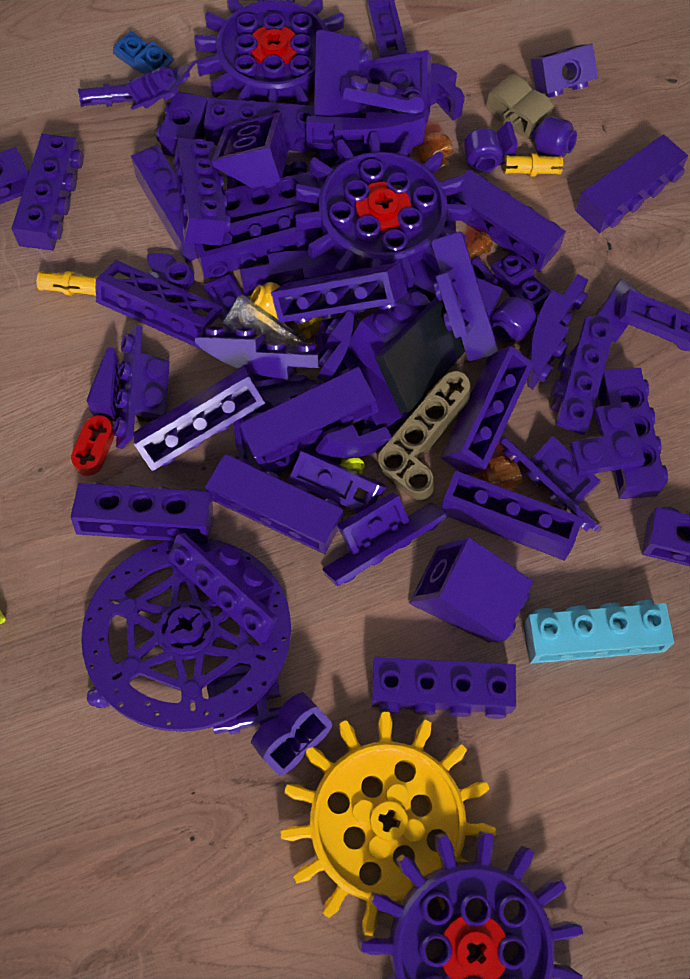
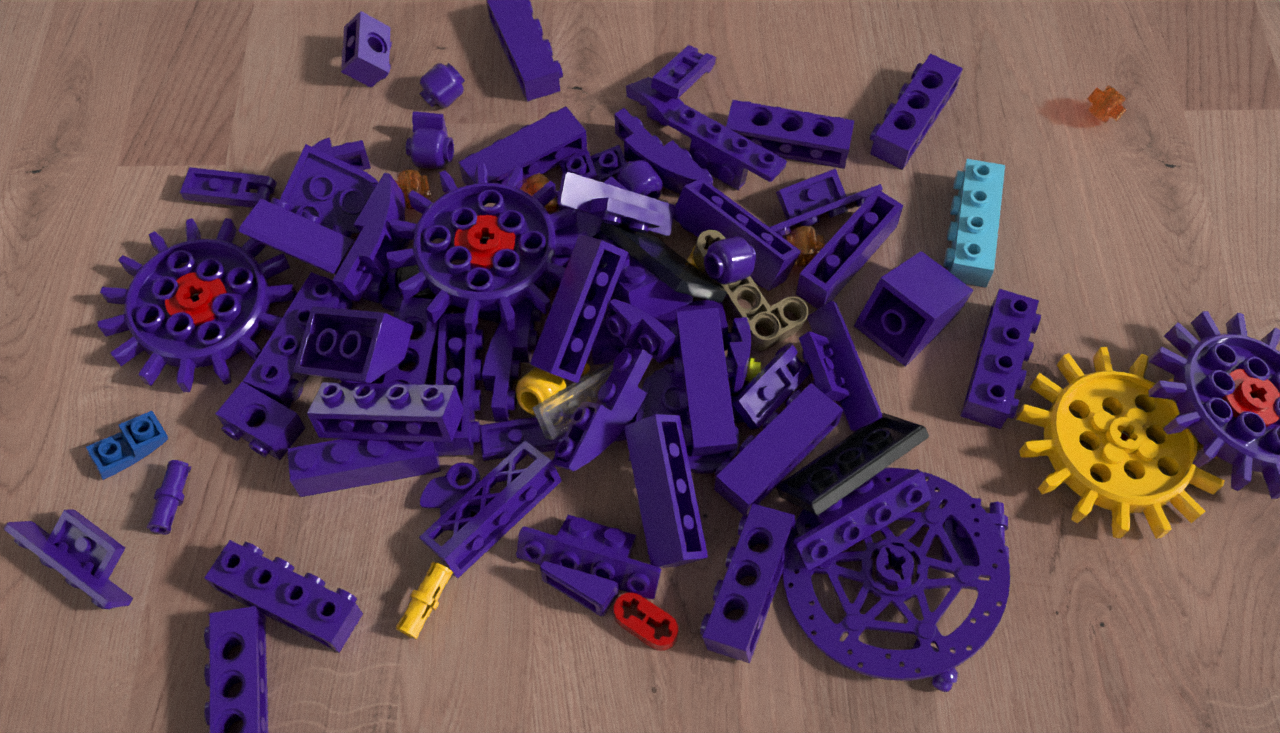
camera: 70 degrees left, 5 degrees down
(44, 58) = (78, 553): none -> dark purple bracket
(157, 85) = (195, 427): dark purple hinge -> none
(278, 567) = (851, 463): none -> black tile
(295, 729) = (1029, 494): dark purple brick -> none
(382, 95) = (344, 202): dark purple plate -> none
(436, 400) = (730, 260): none -> dark purple head
(519, 104) = (388, 101): dark tan brick -> none
(532, 164) = (464, 114): yellow pin -> none
(616, 447) = (809, 140): dark purple plate -> none

